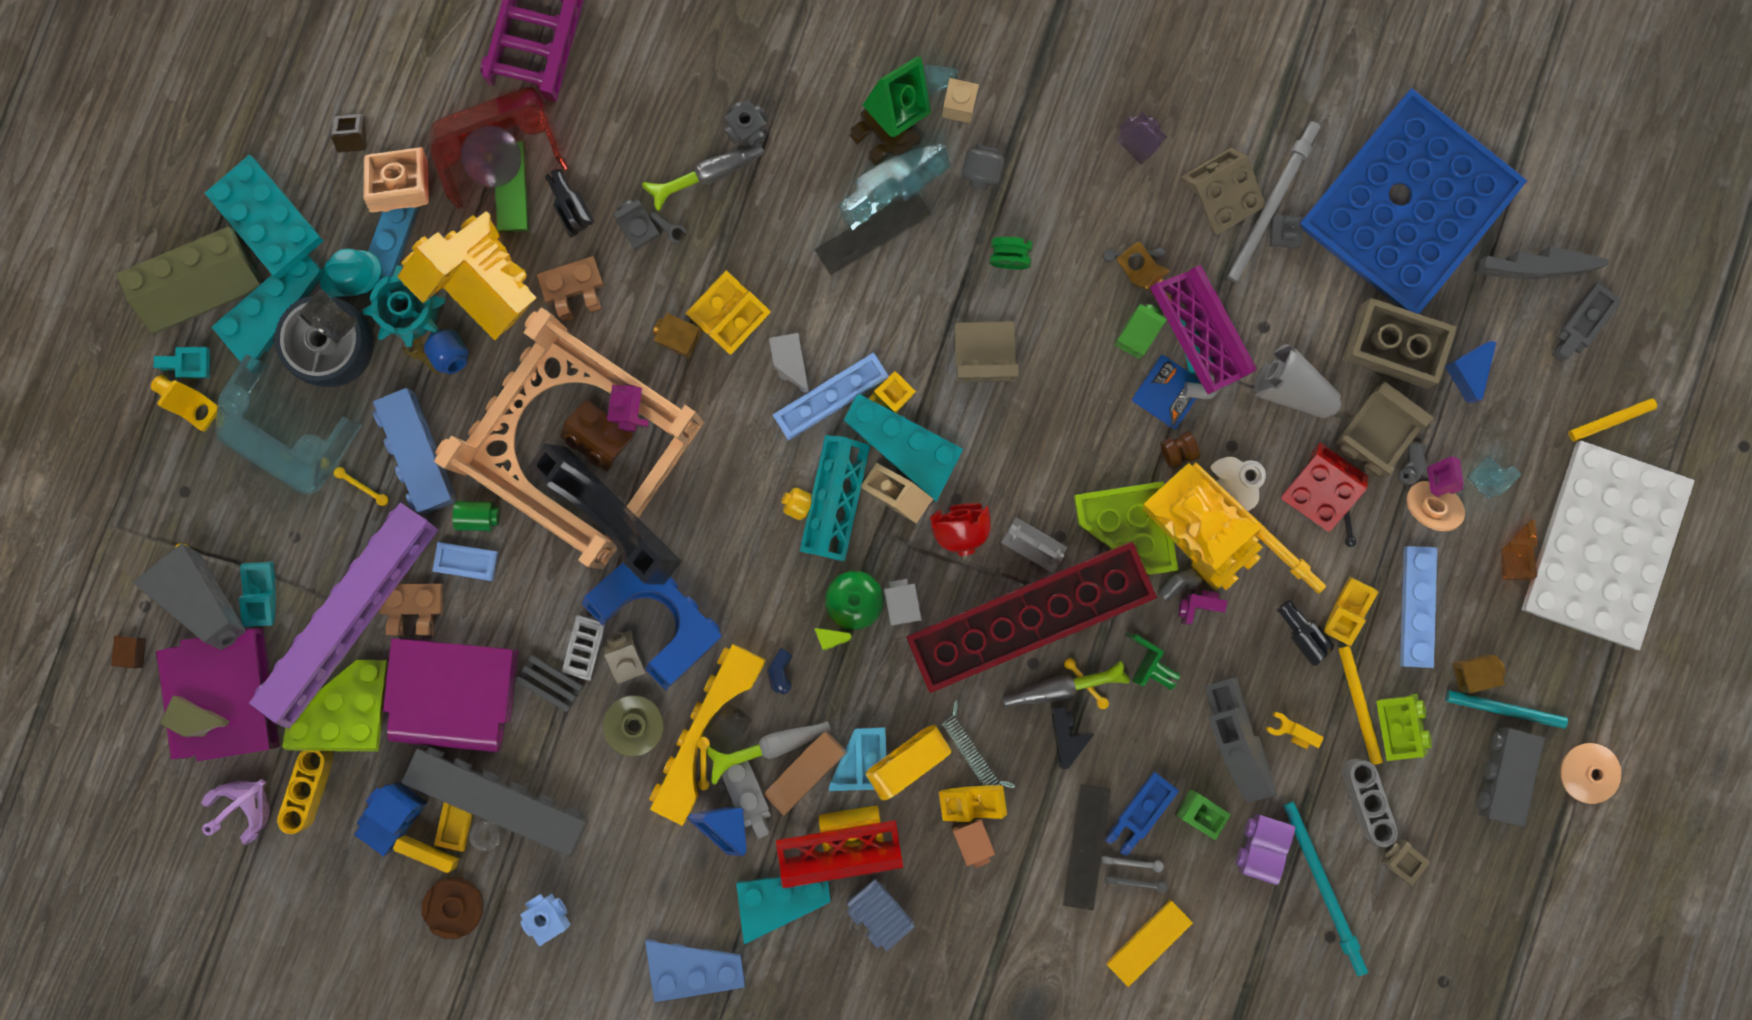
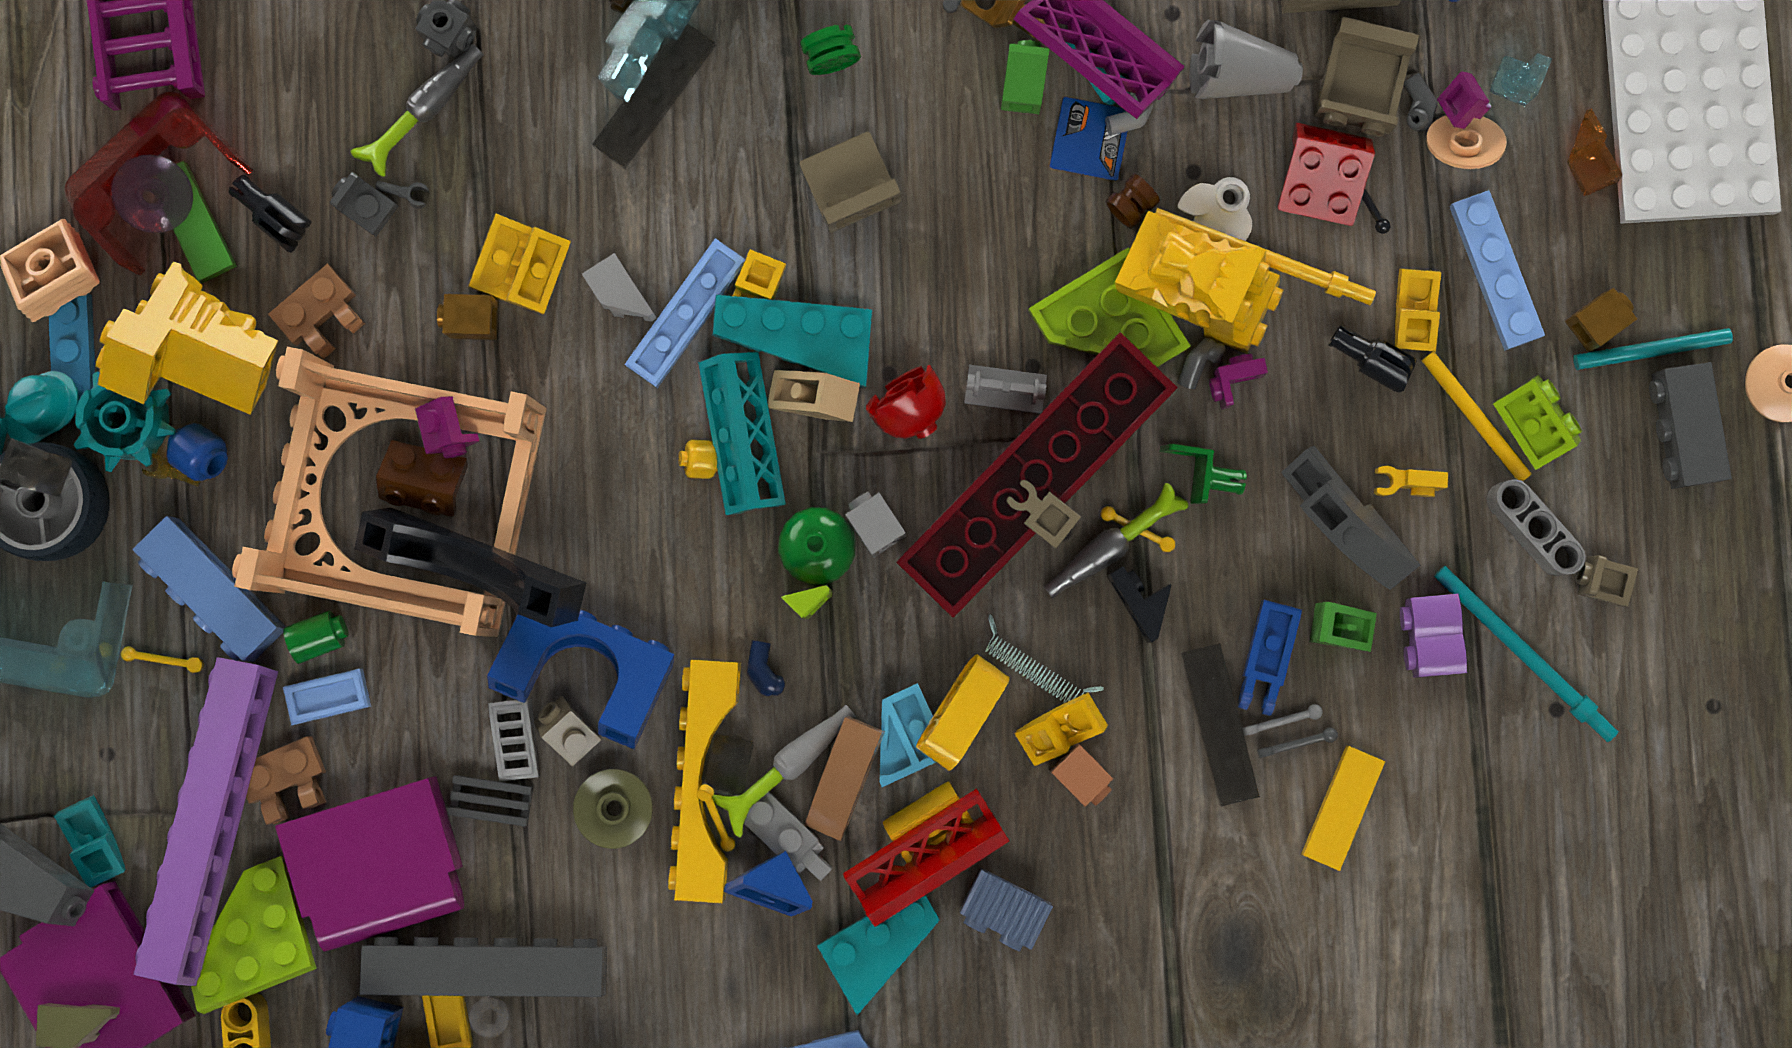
camera: 15 degrees left, 0 degrees up
(1027, 651) = (1048, 517): none -> dark tan plate

